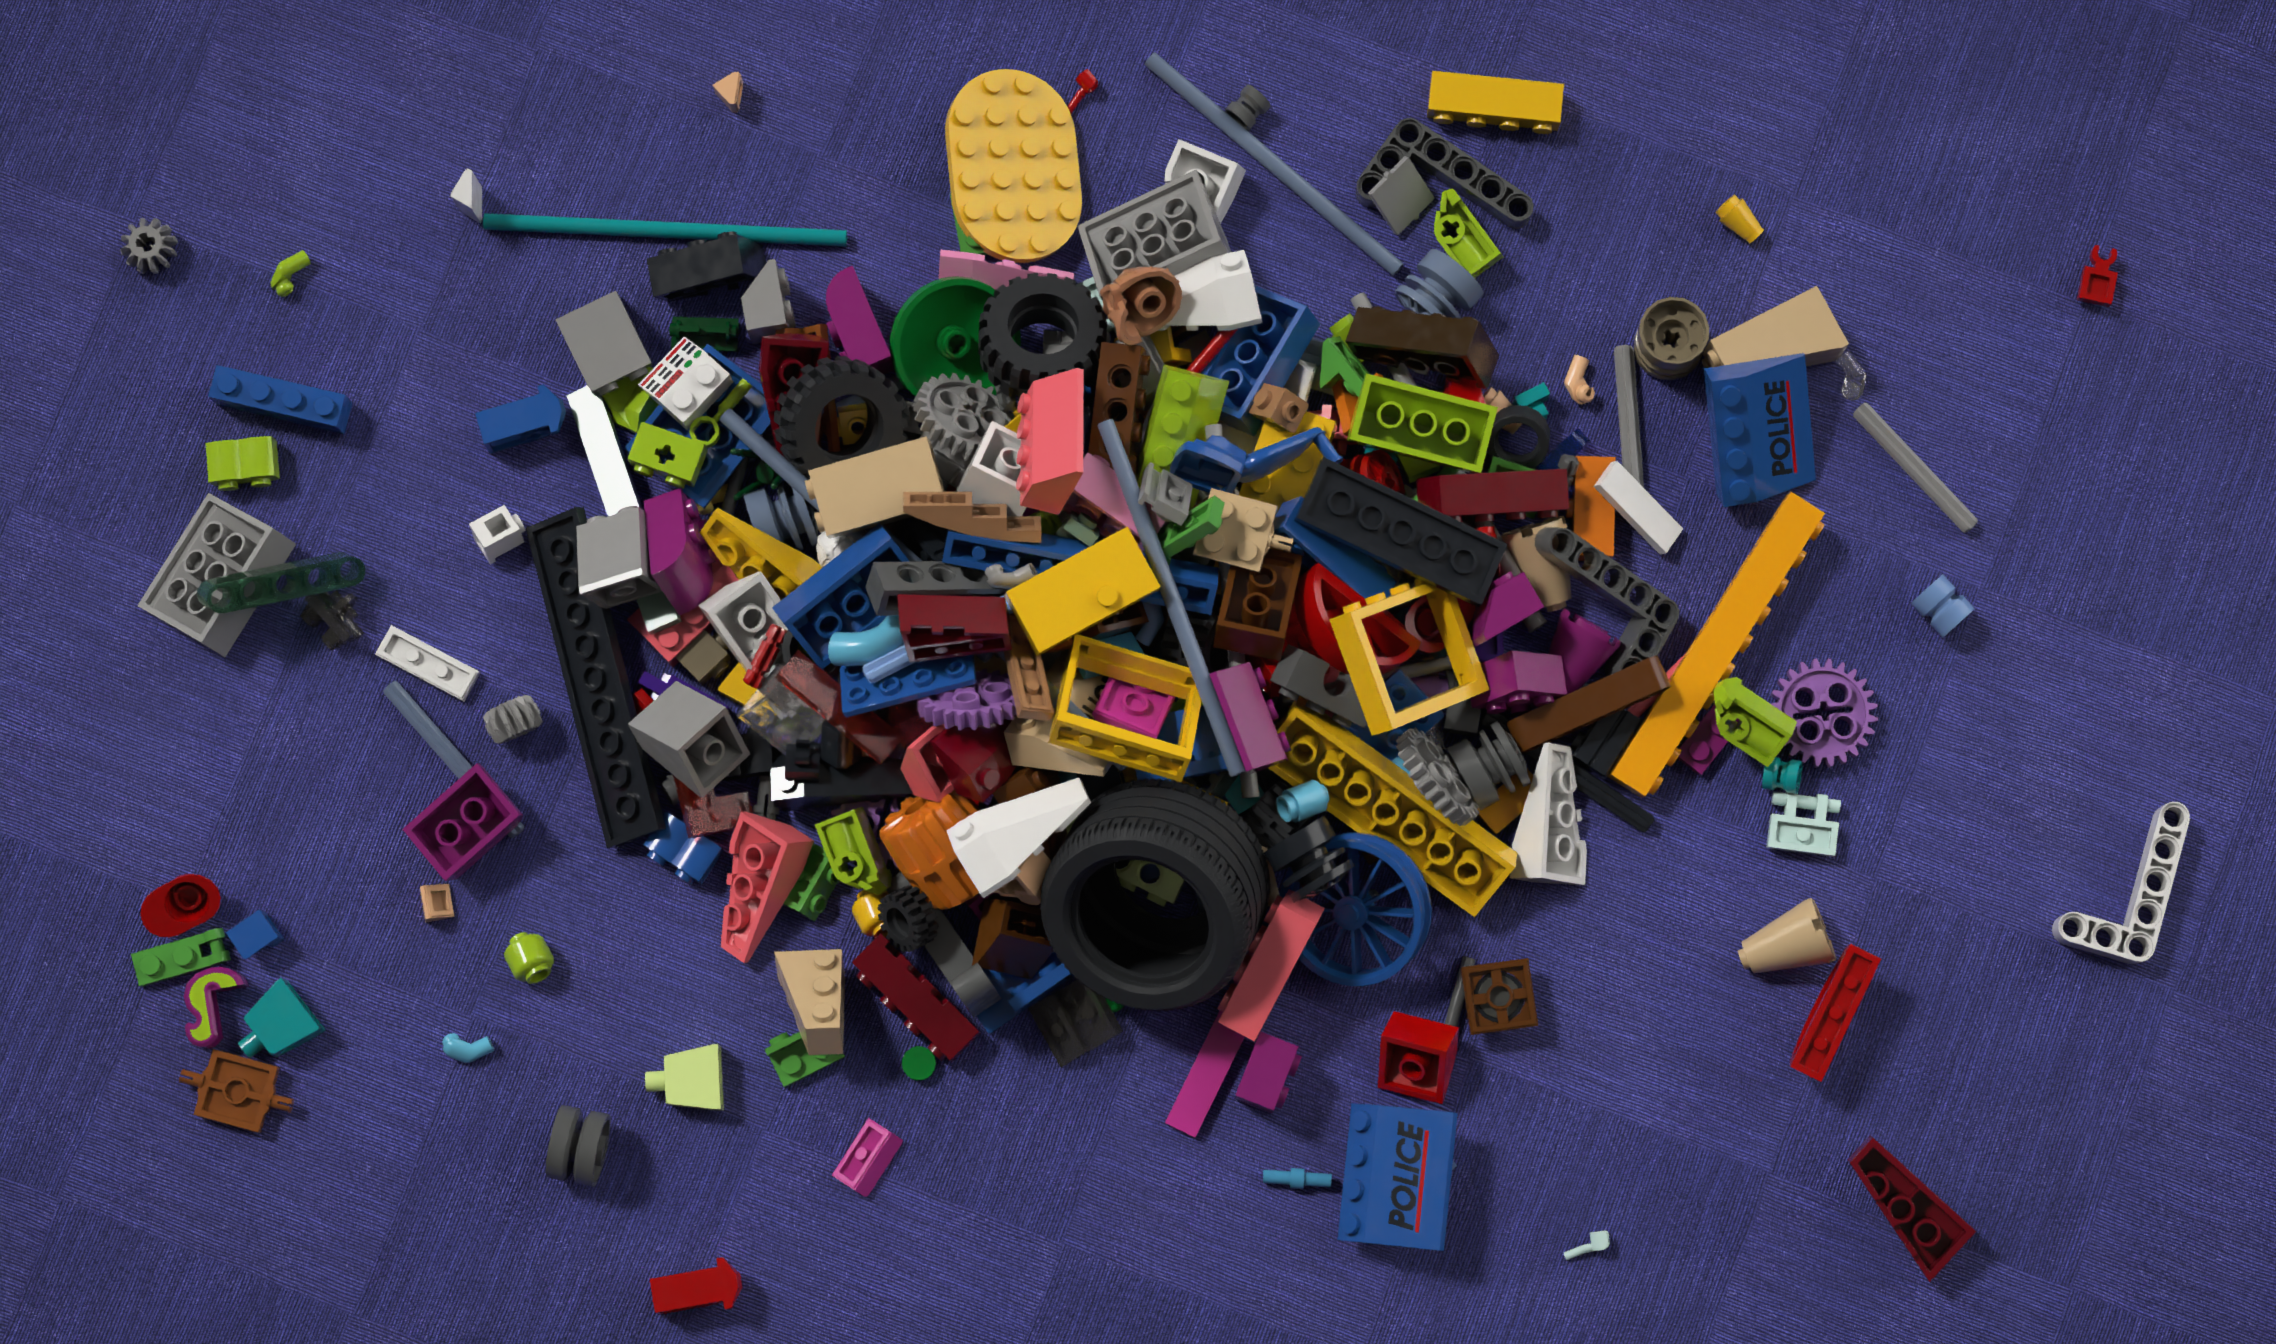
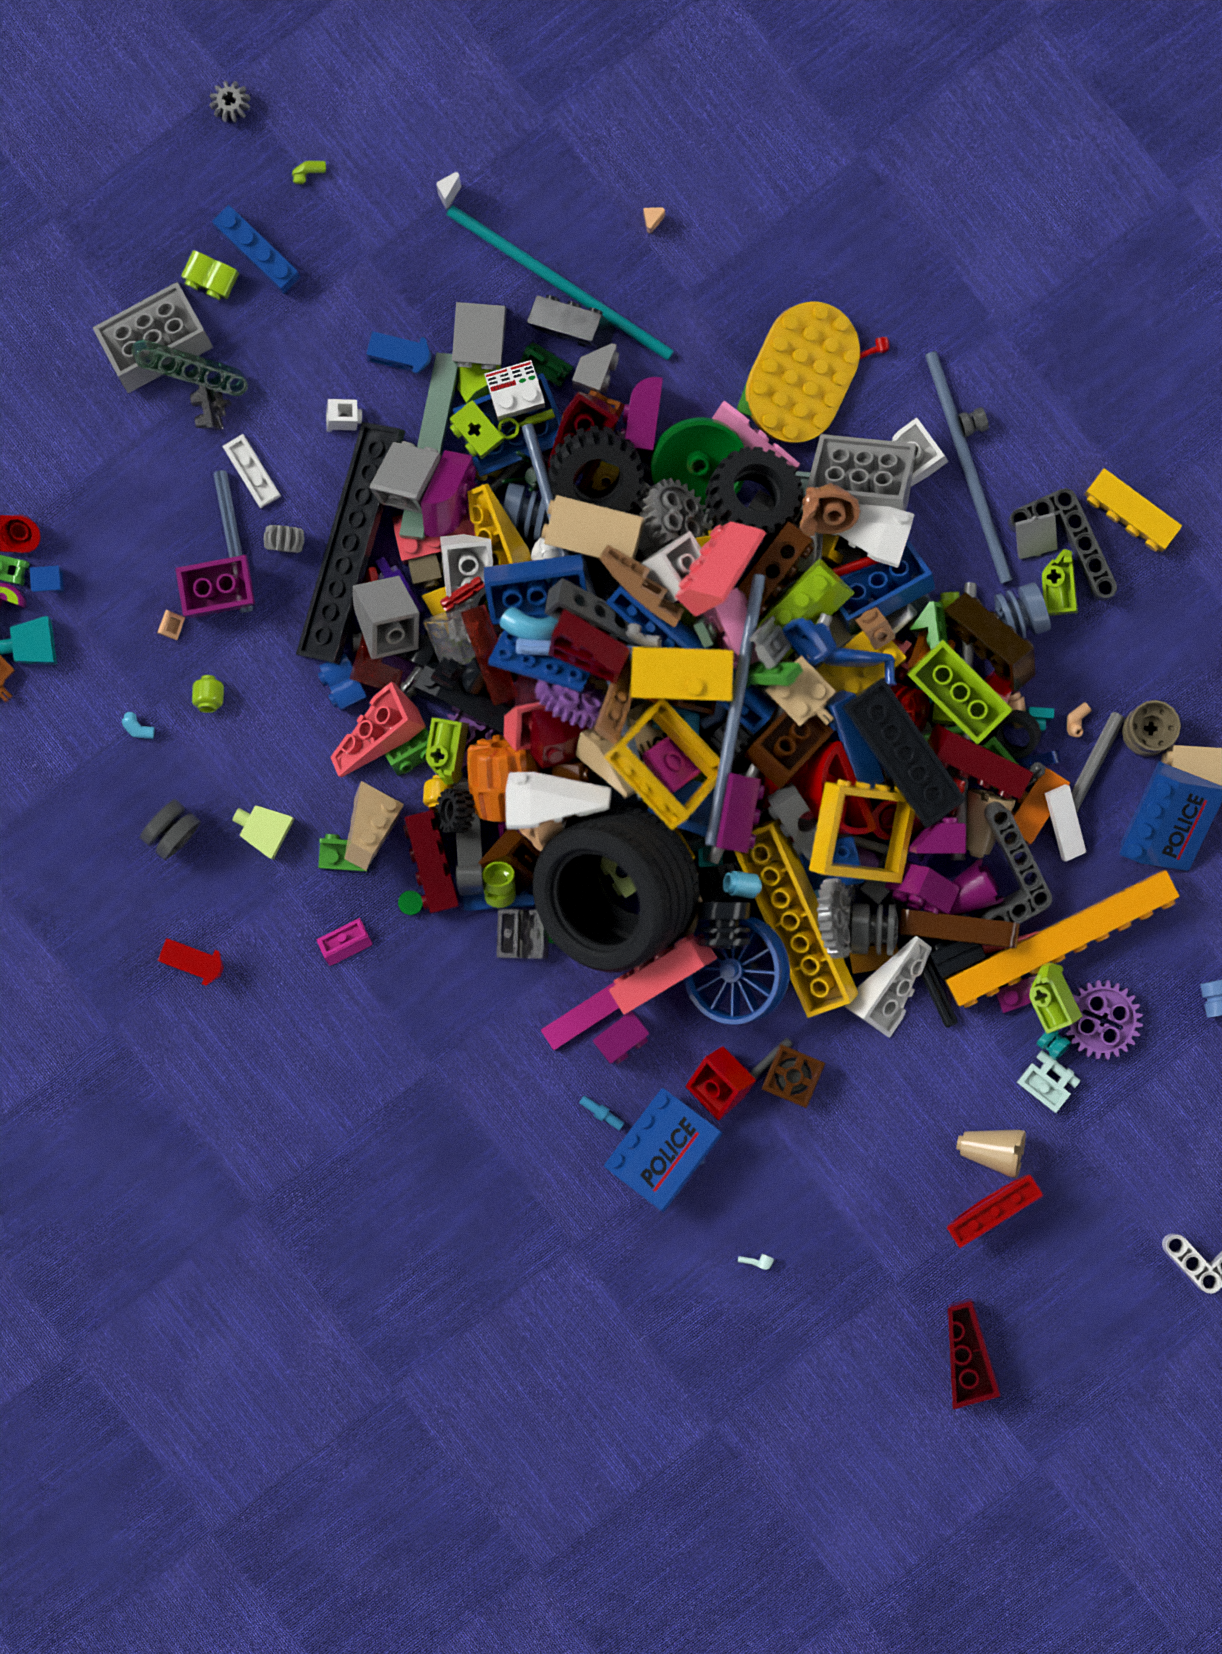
camera: 25 degrees right, 5 degrees up
(1012, 975) = (499, 884): none -> lime wheel

